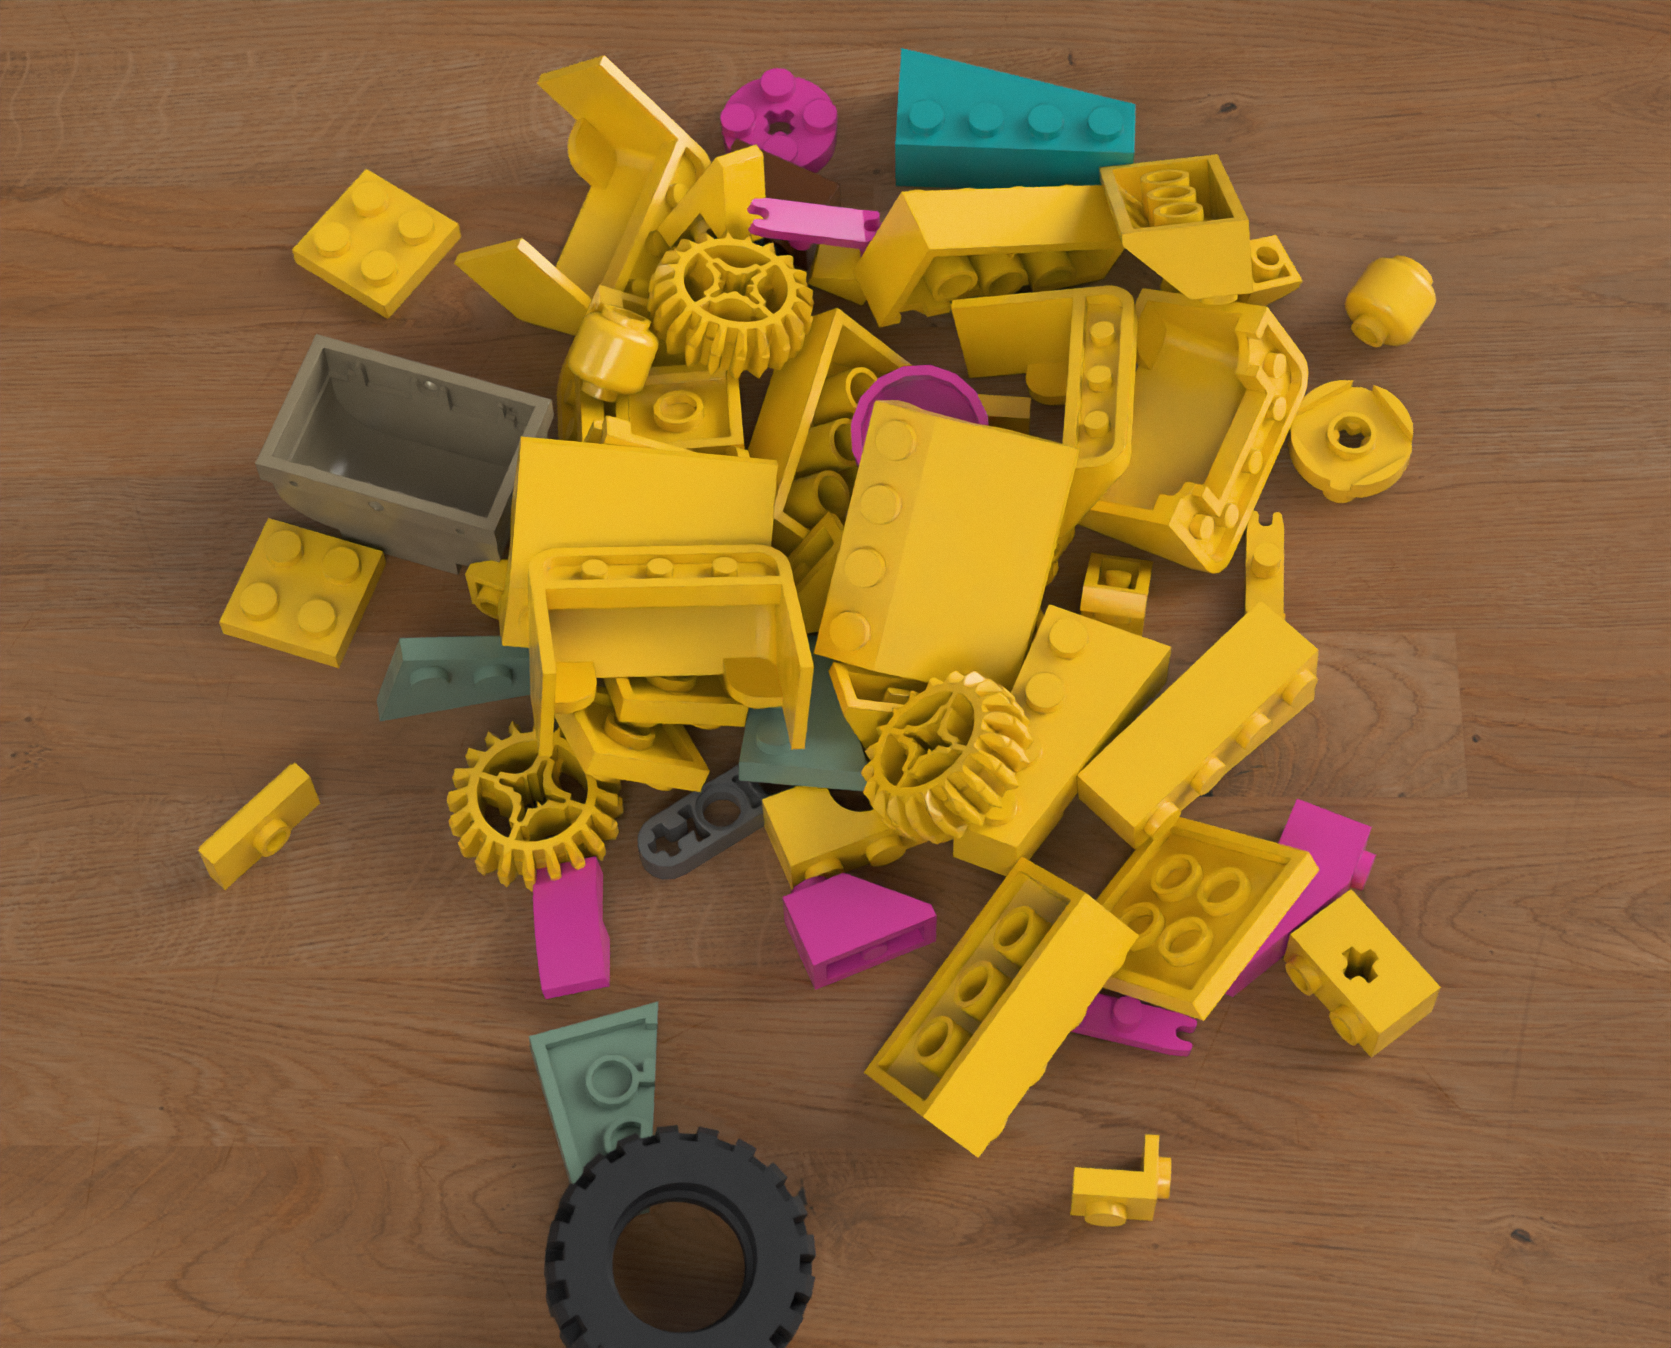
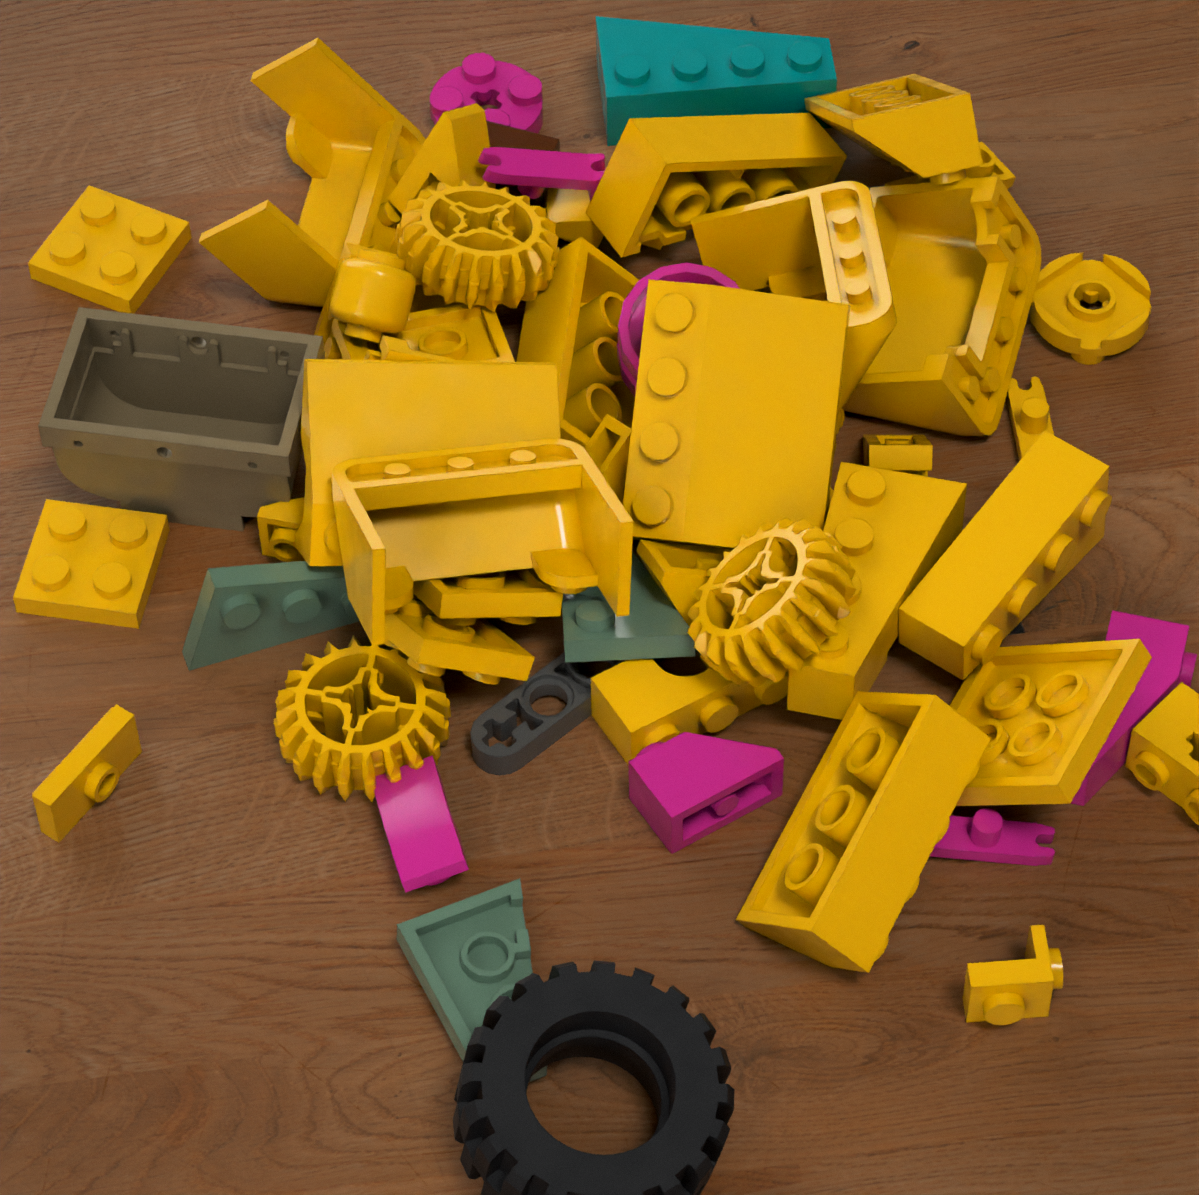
camera: 10 degrees left, 10 degrees down
(1390, 301) = (1103, 182): yellow head -> none

